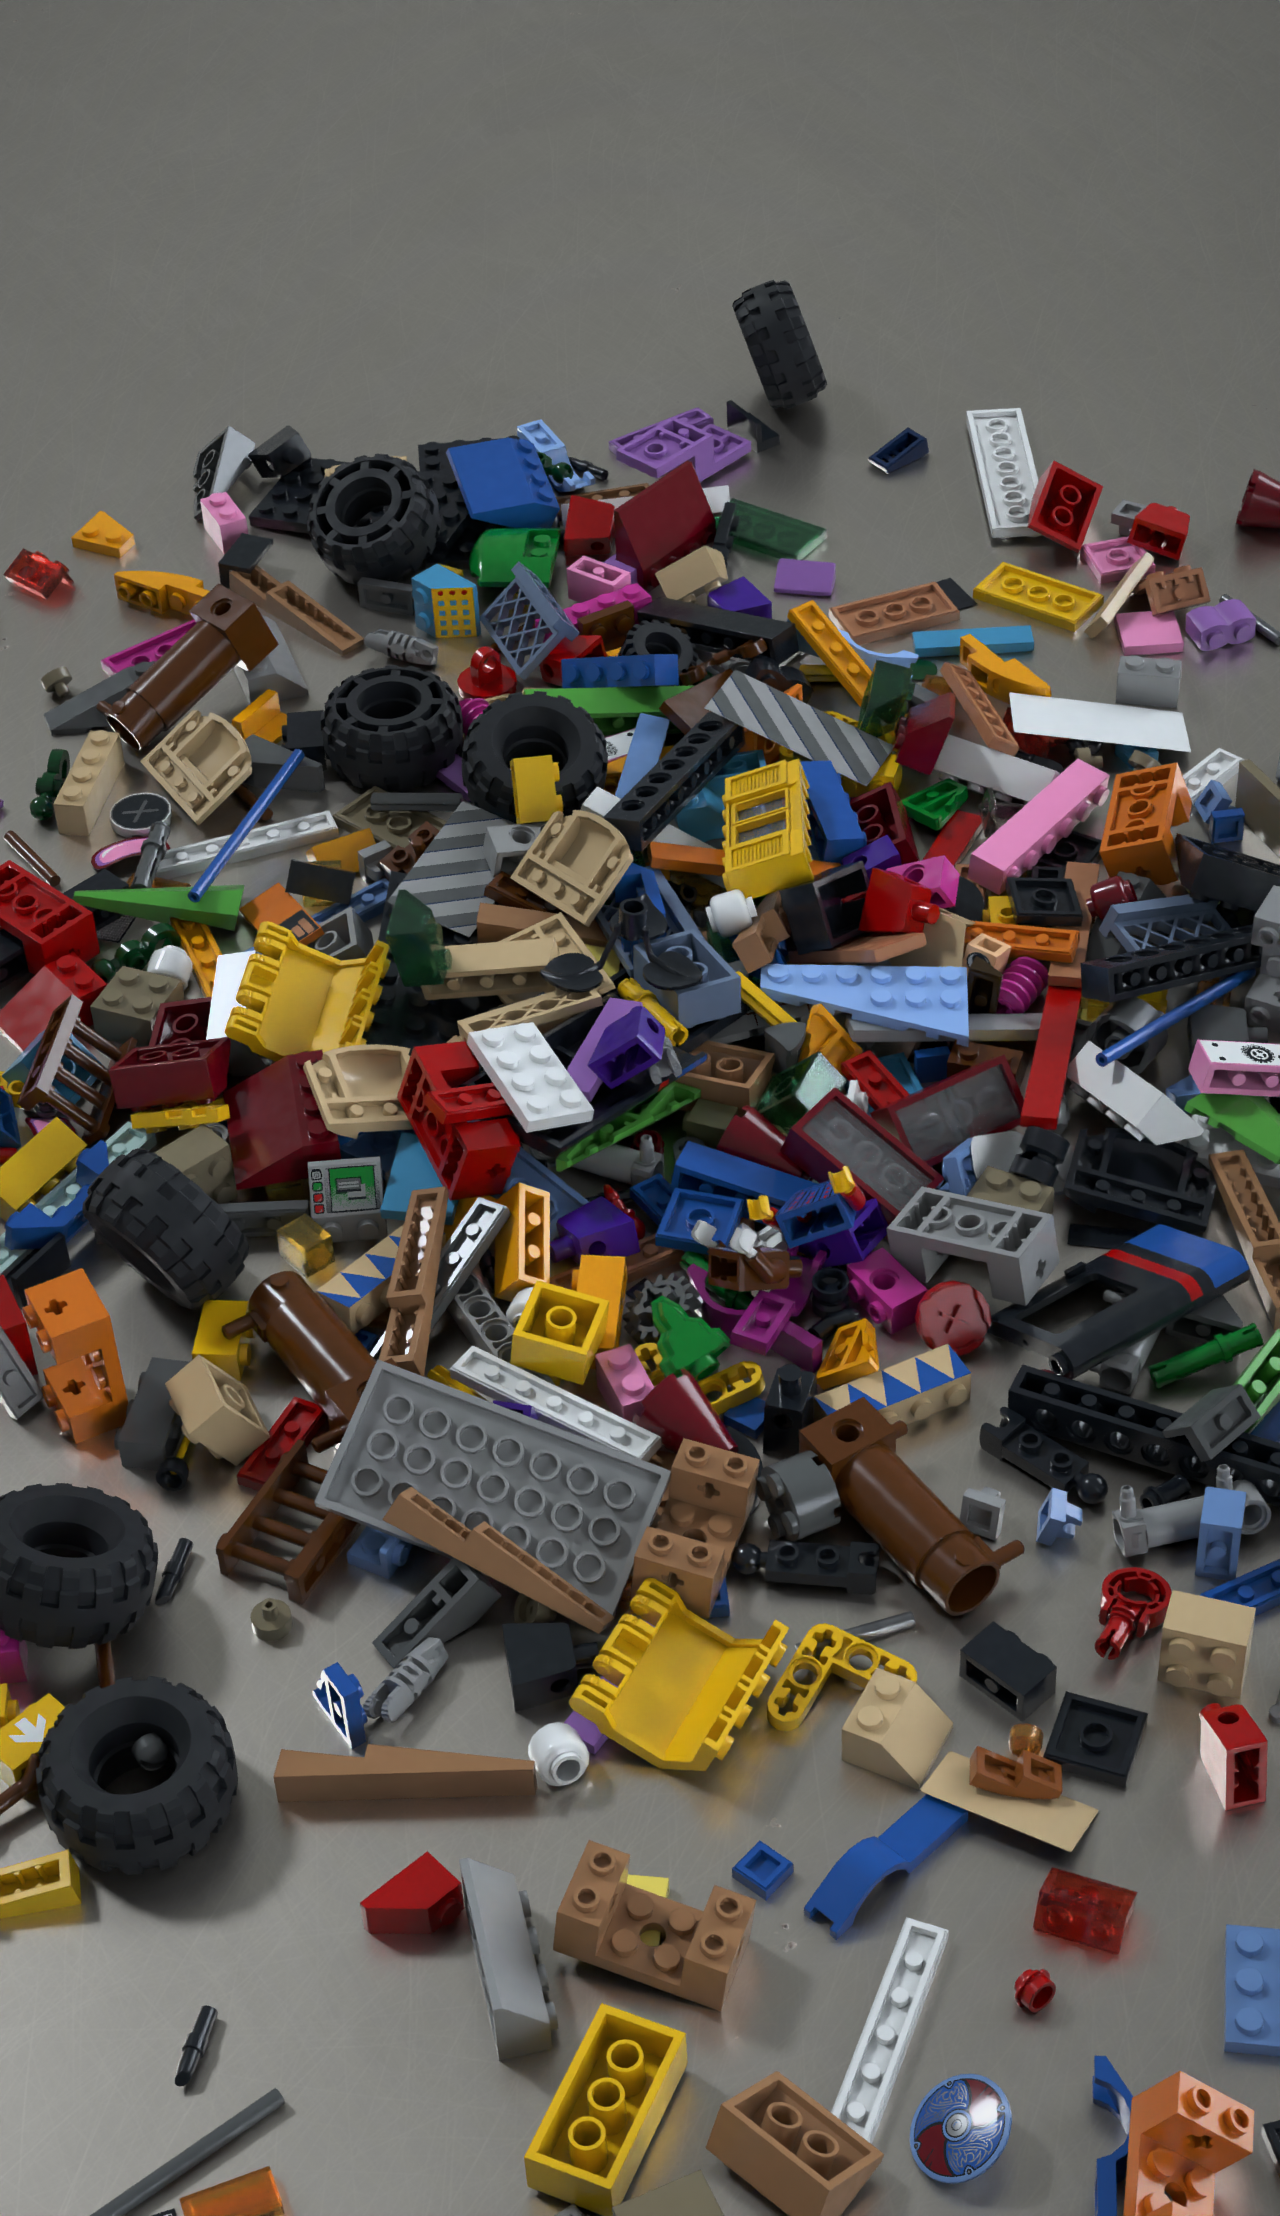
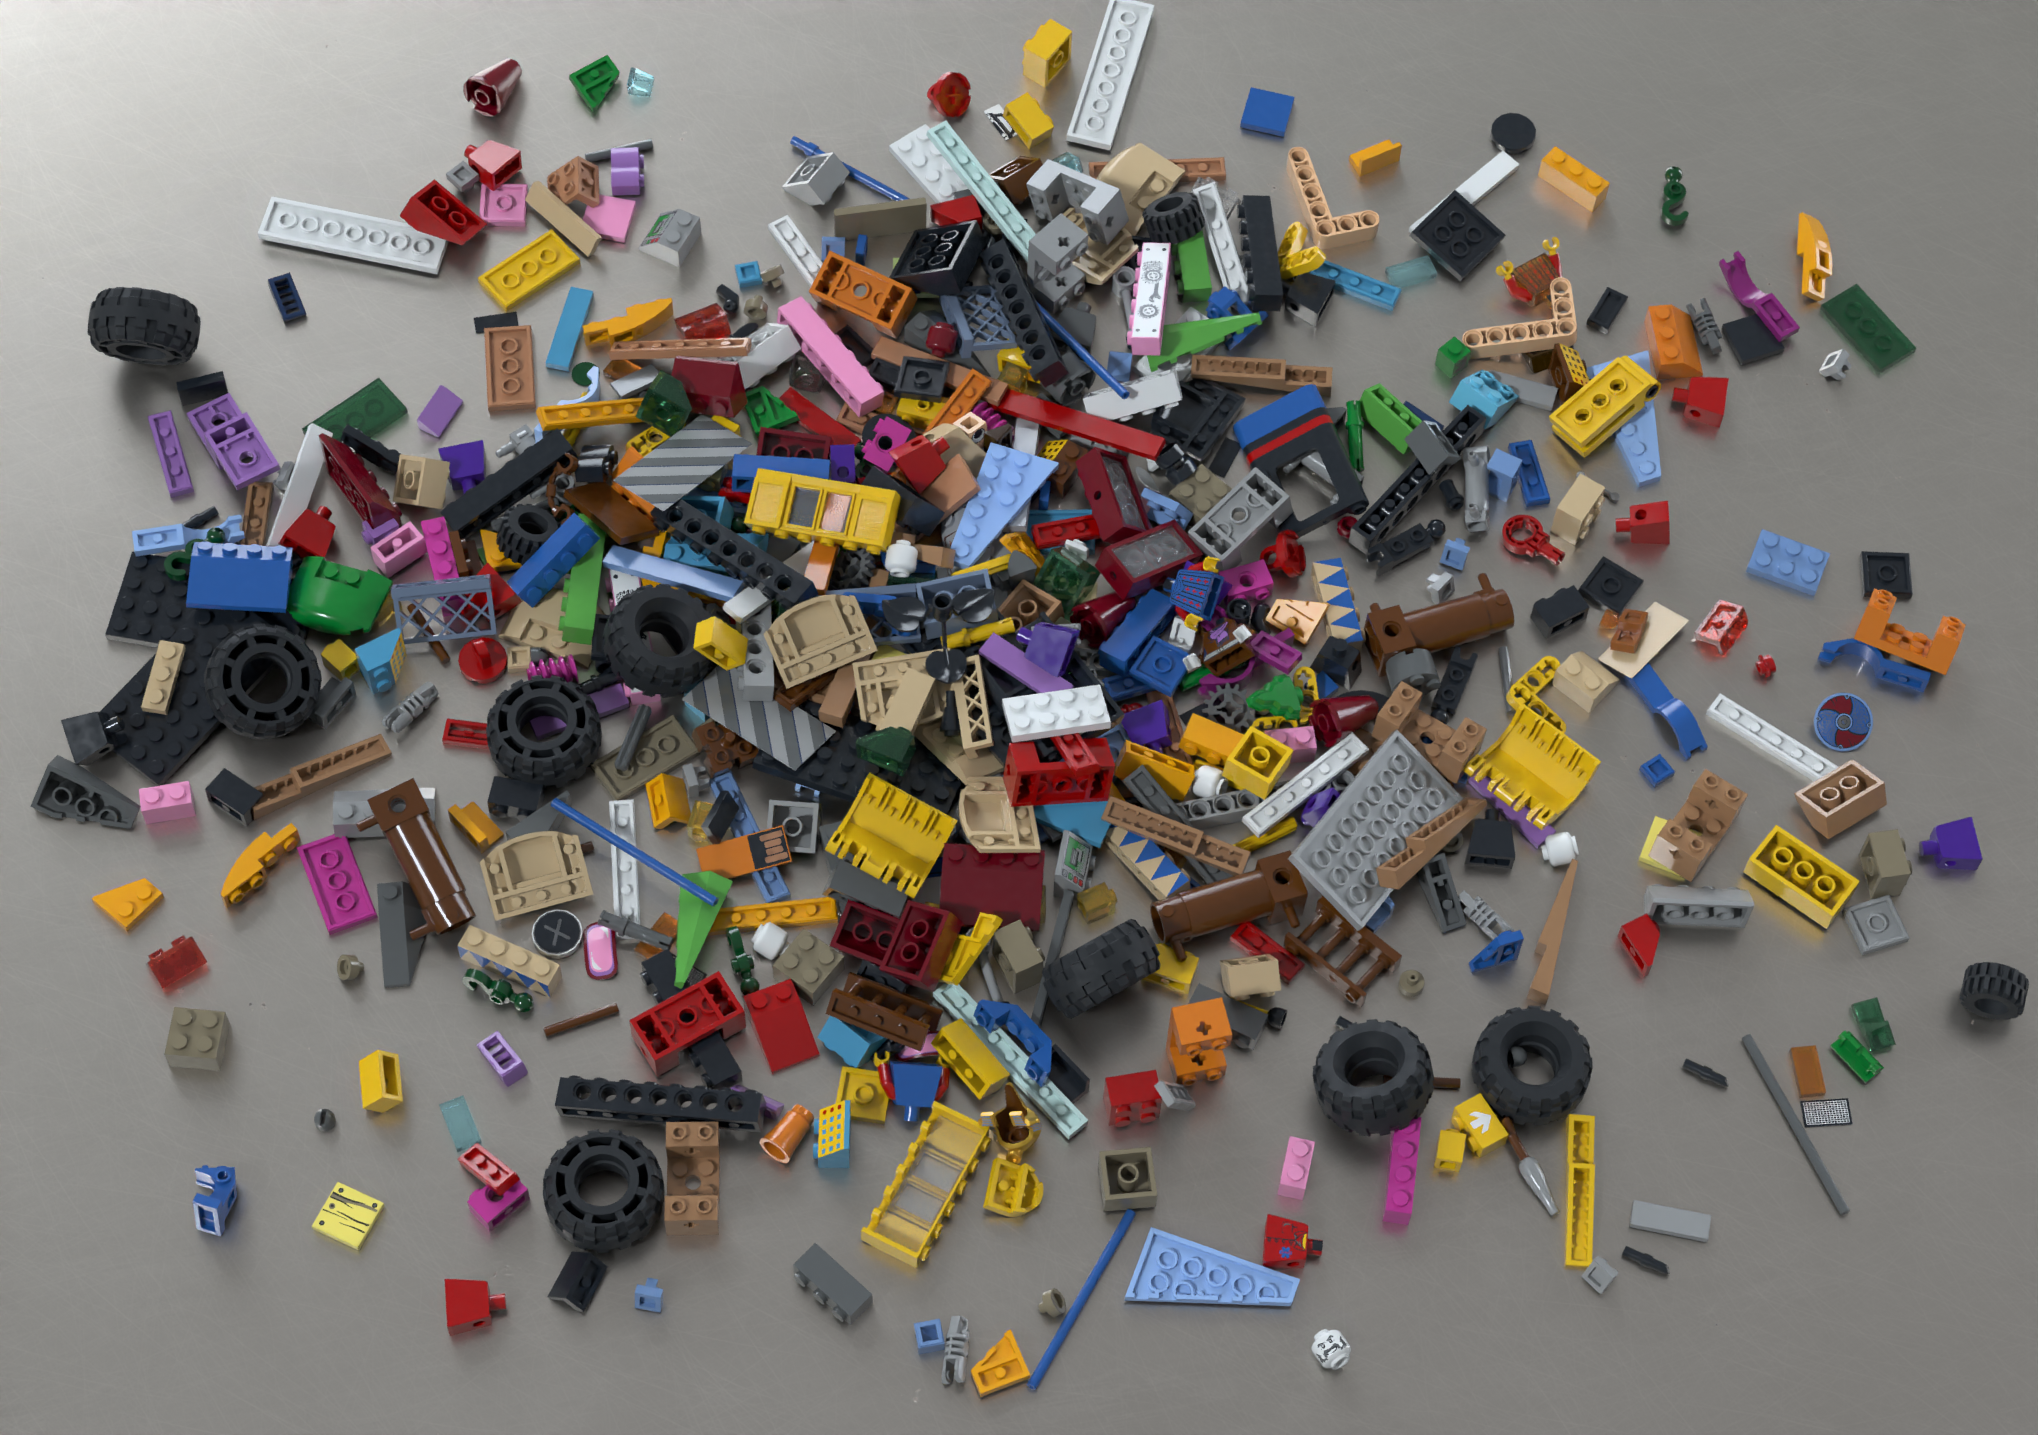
camera: 80 degrees left, 20 degrees up
(1099, 722) = (715, 283): white sticker -> none

